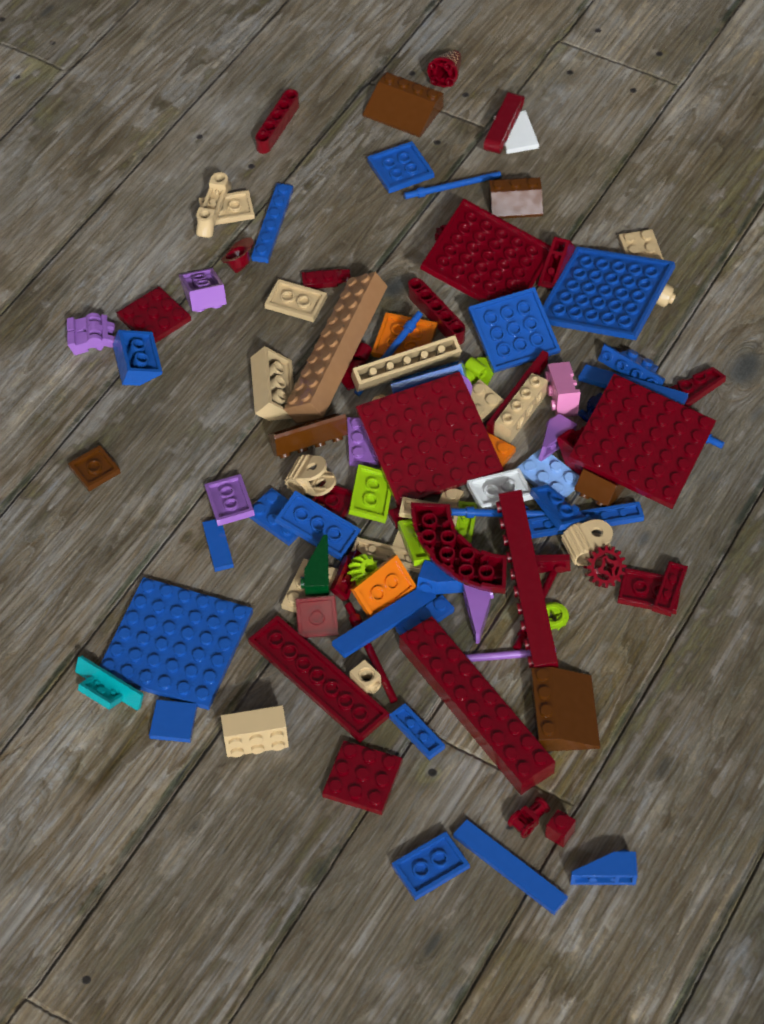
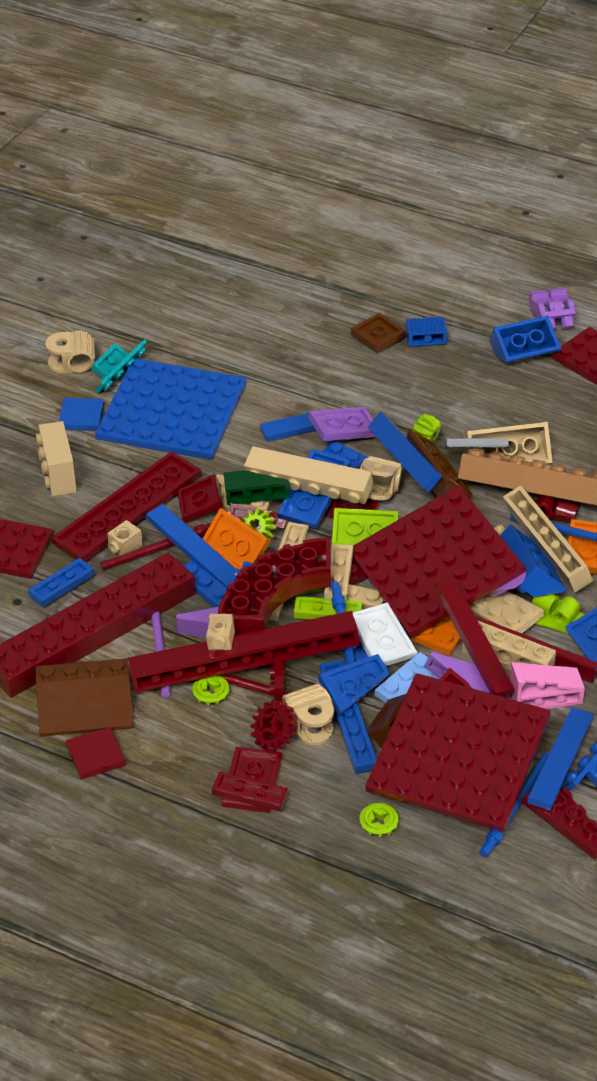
camera: 85 degrees right, 10 degrees down
(81, 725) = (76, 352): none -> tan piece
(101, 430) = (426, 331): none -> blue brick
(251, 439) = (428, 427): none -> lime gear
(284, 399) = (476, 443): none -> light grey tile
(290, 448) = (404, 451): none -> blue tile
(312, 523) = (312, 475): none -> tan brick
(522, 587) = (220, 632): none -> tan brick
(524, 419) = (474, 639): none -> dark red tile
(622, 703) = (95, 753): none -> dark red tile
(692, 501) = (378, 811): none -> lime gear

